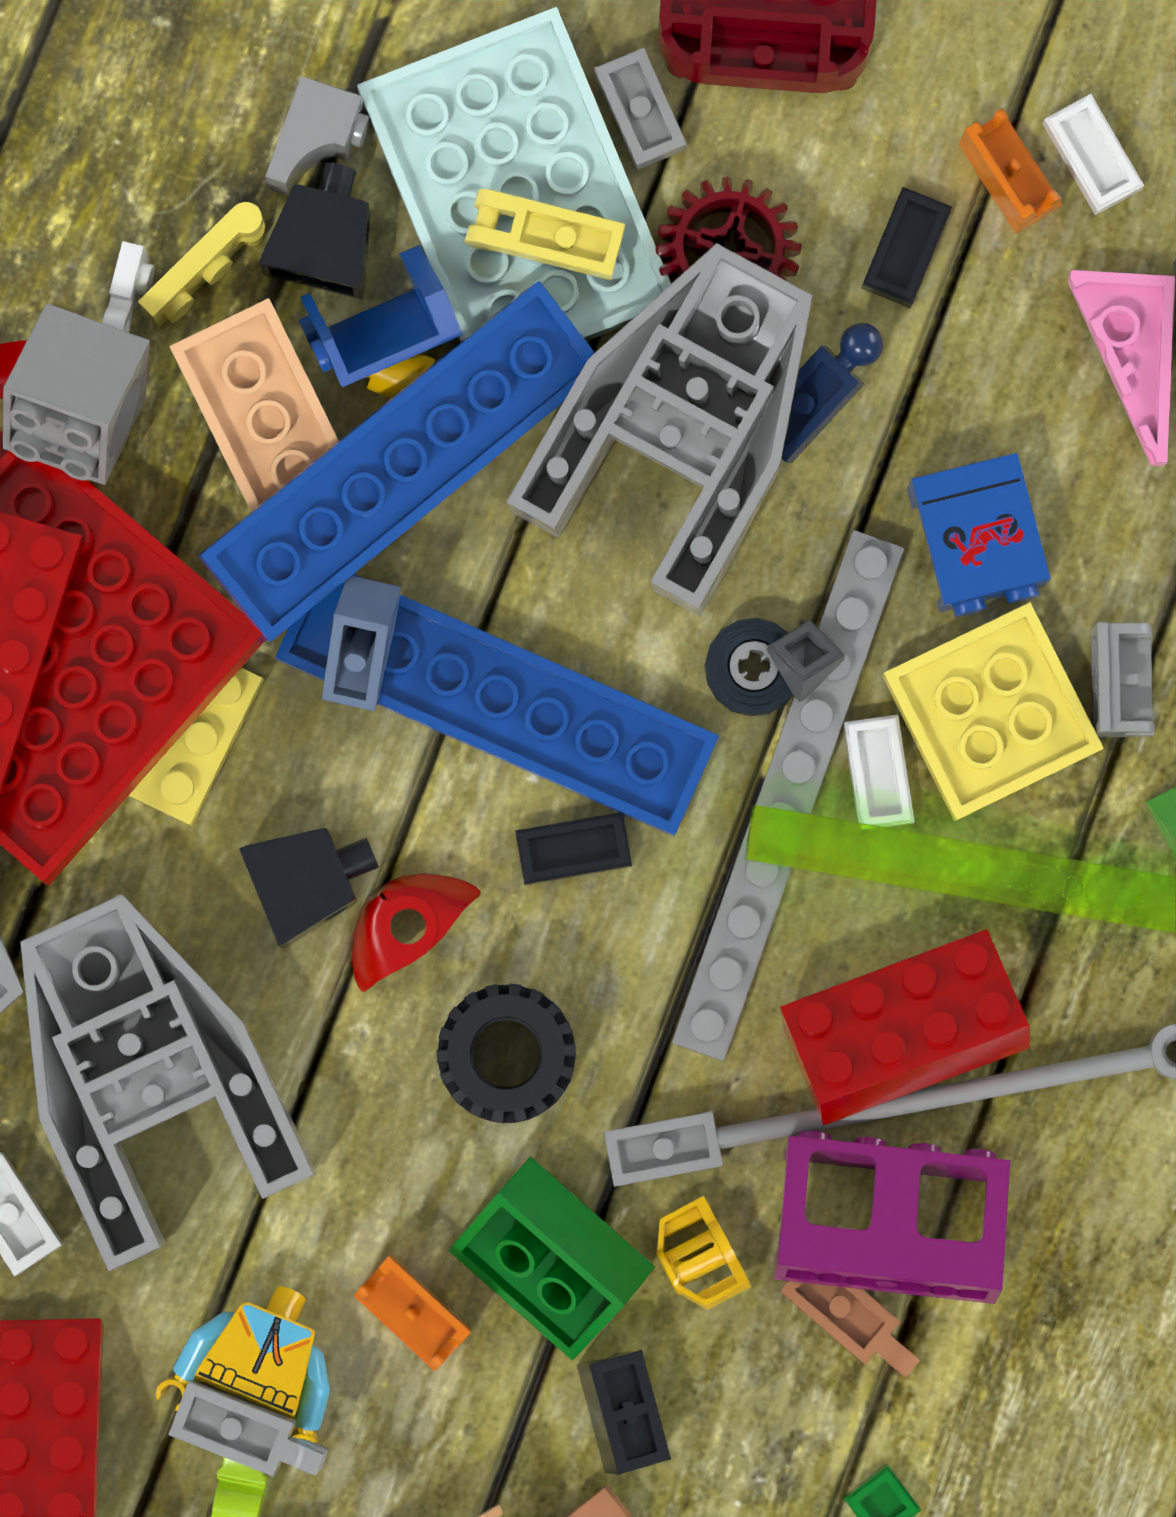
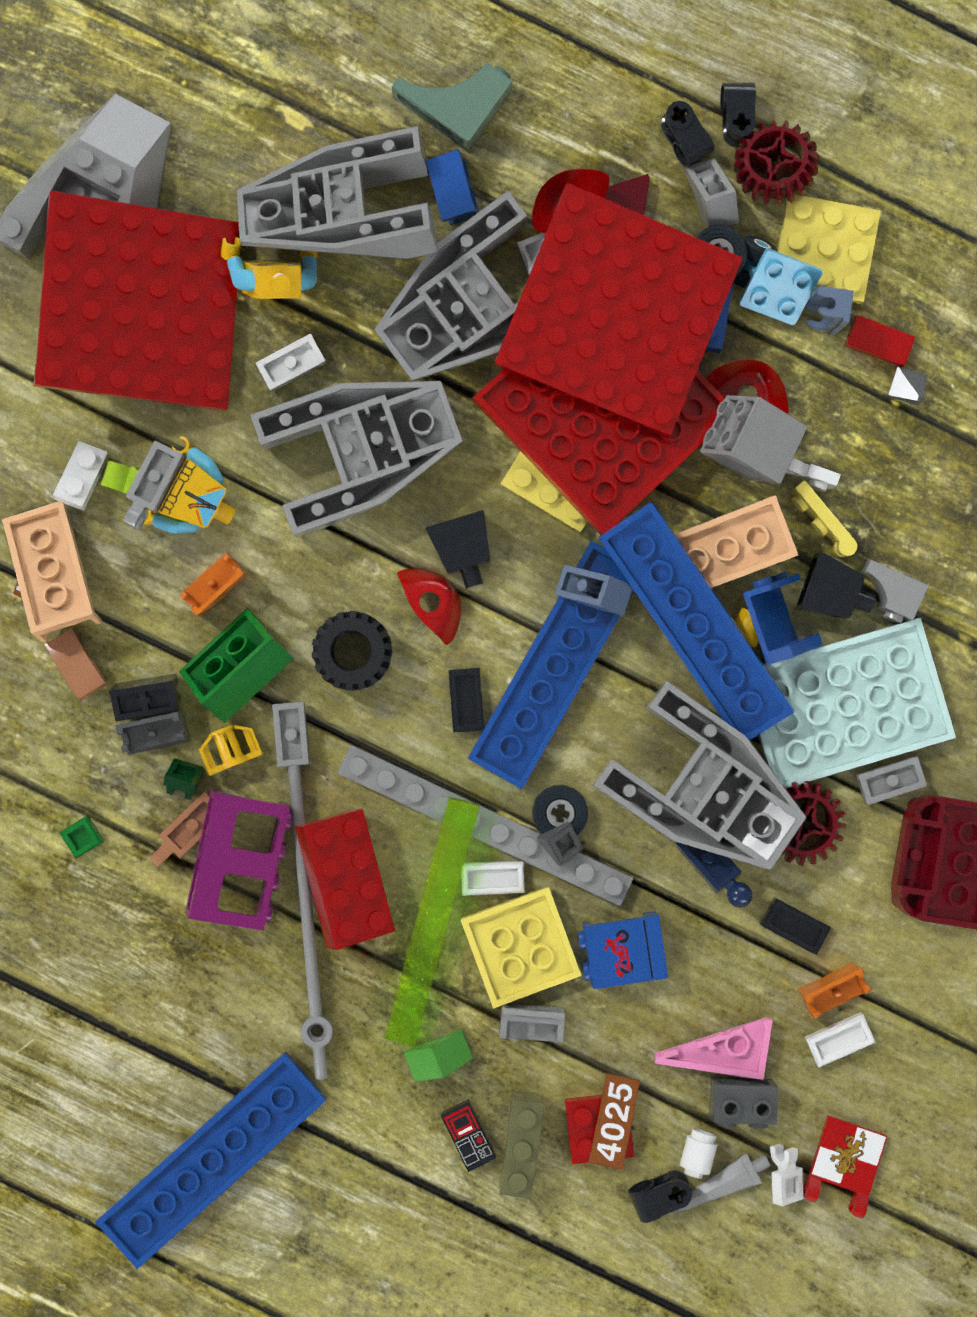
camera: 100 degrees right, 5 degrees up
(546, 234) = (821, 719): light yellow plate -> none
(685, 1392) = (153, 733): none -> dark grey hinge
(757, 1331) = (183, 777): none -> dark green tile

